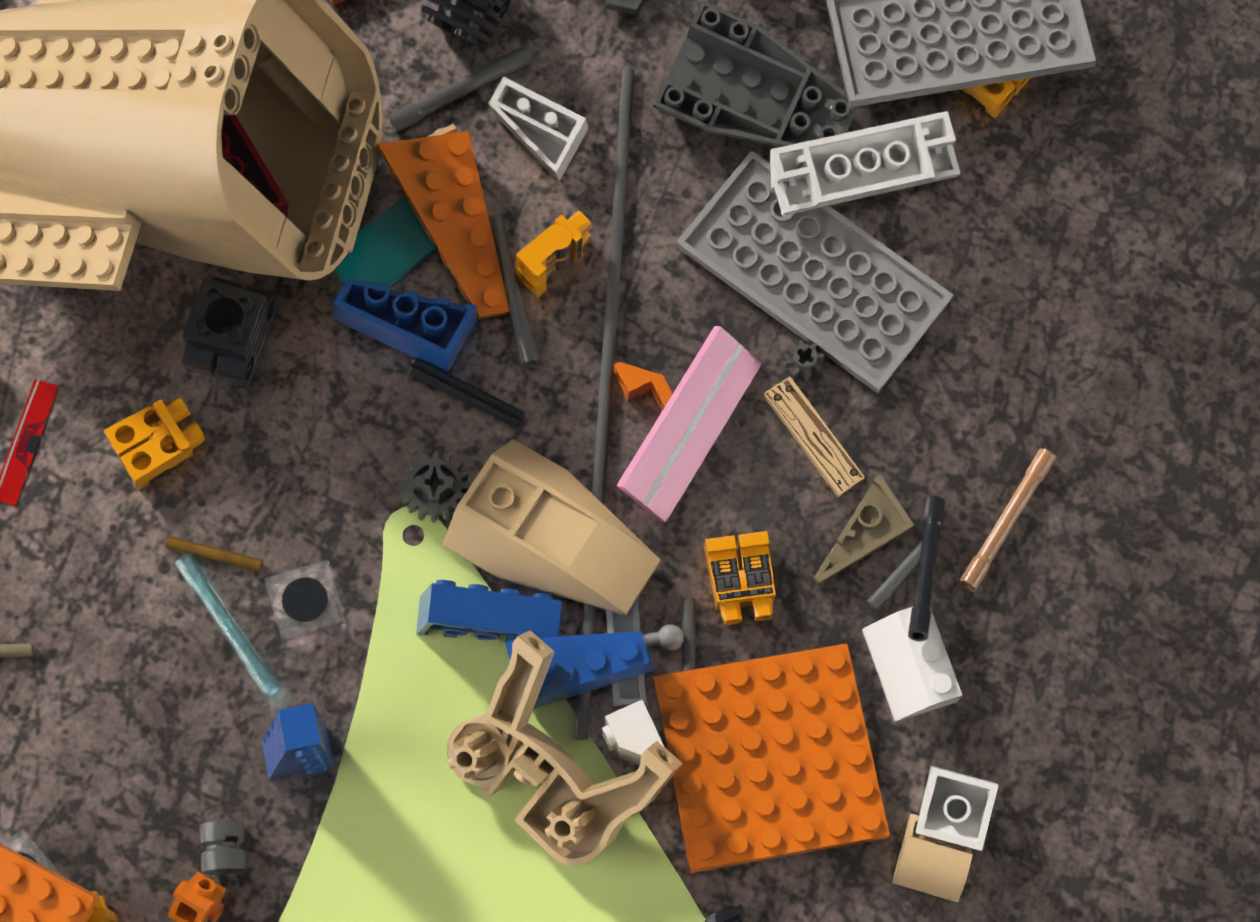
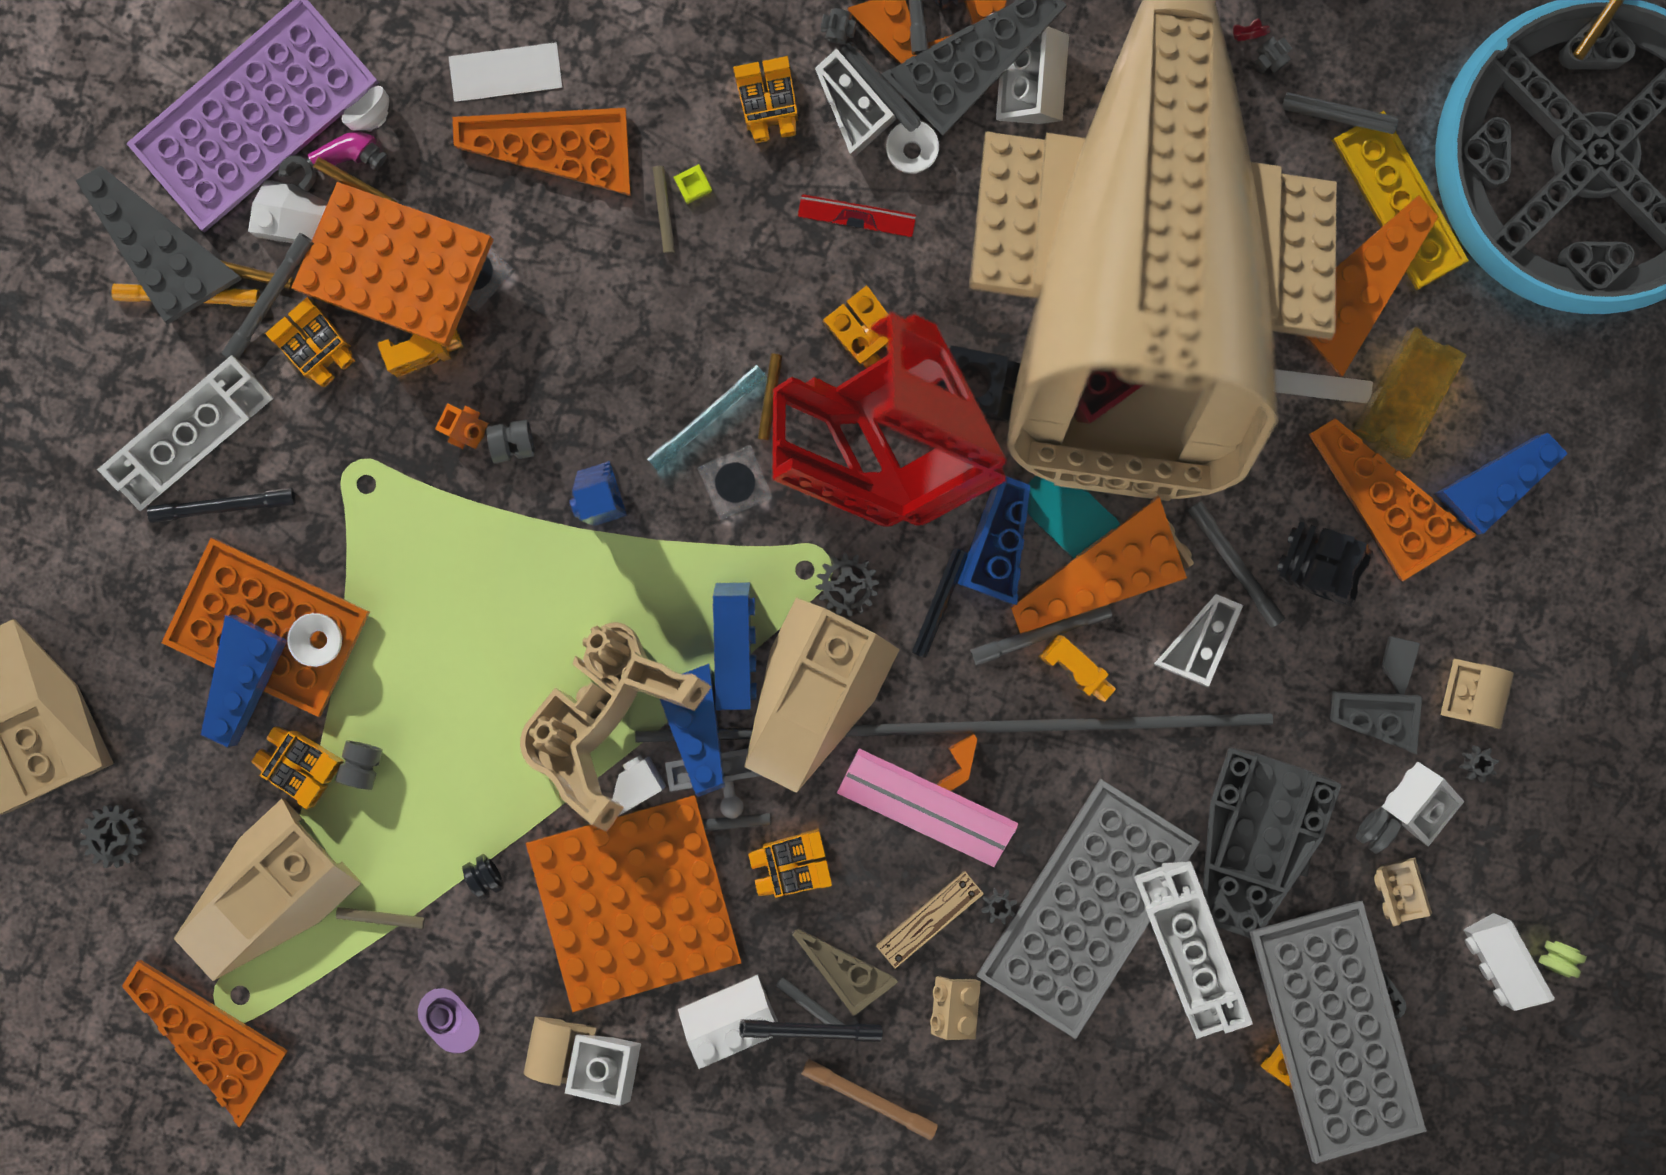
camera: 90 degrees right, 15 degrees up
(219, 363) = (904, 397): none -> red piece
(912, 418) = (955, 1008): none -> tan bracket

